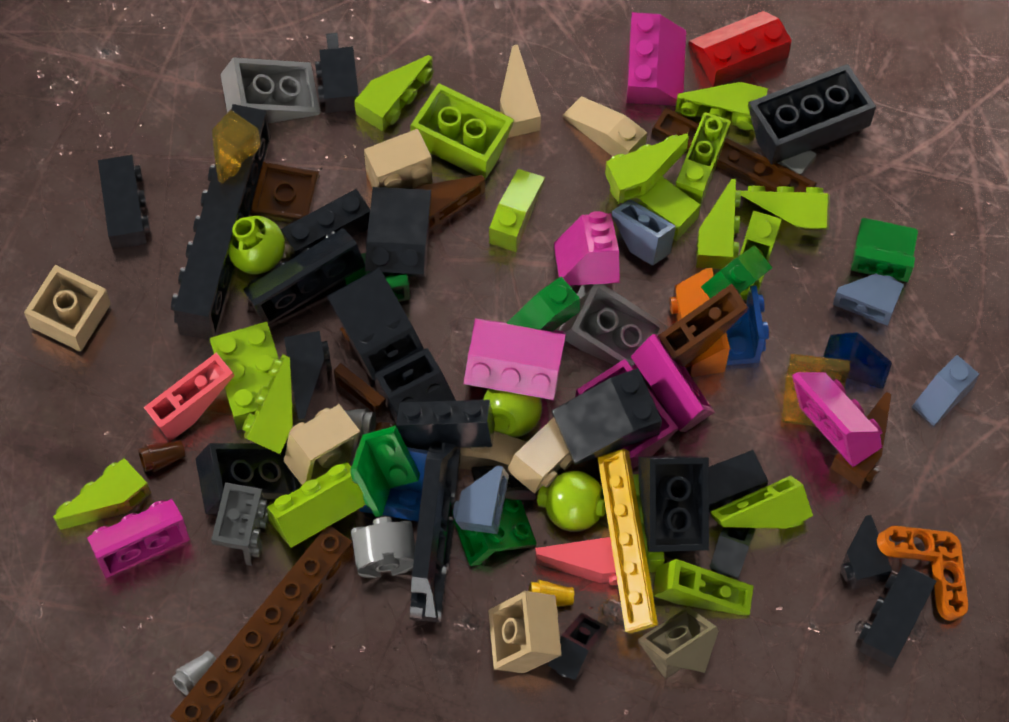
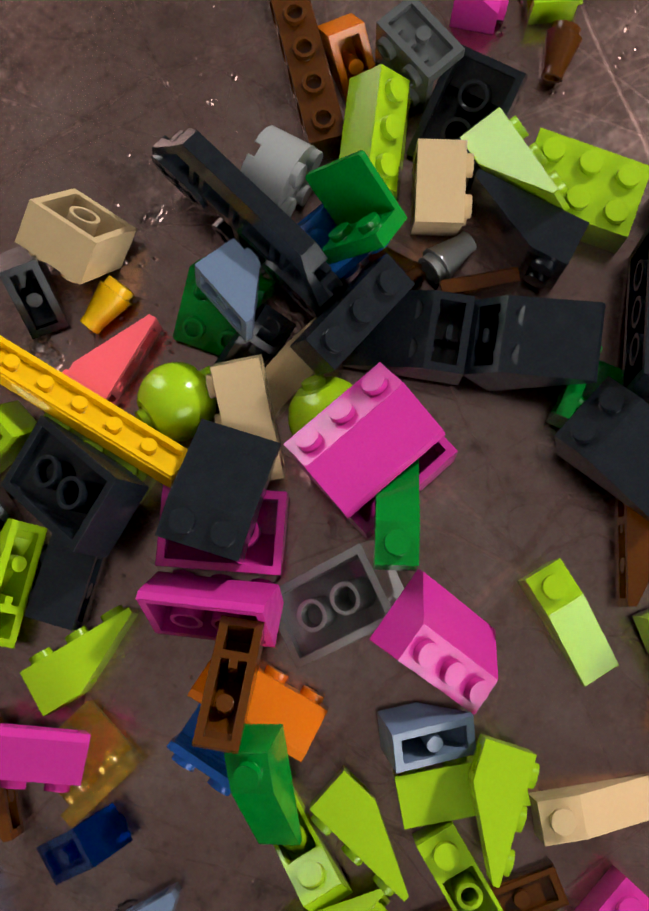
camera: 135 degrees right, 15 degrees up
(189, 397) = (598, 99): coral slope -> none
(266, 572) = (346, 49): none -> orange slope
(771, 439) = (73, 669): none -> lime slope

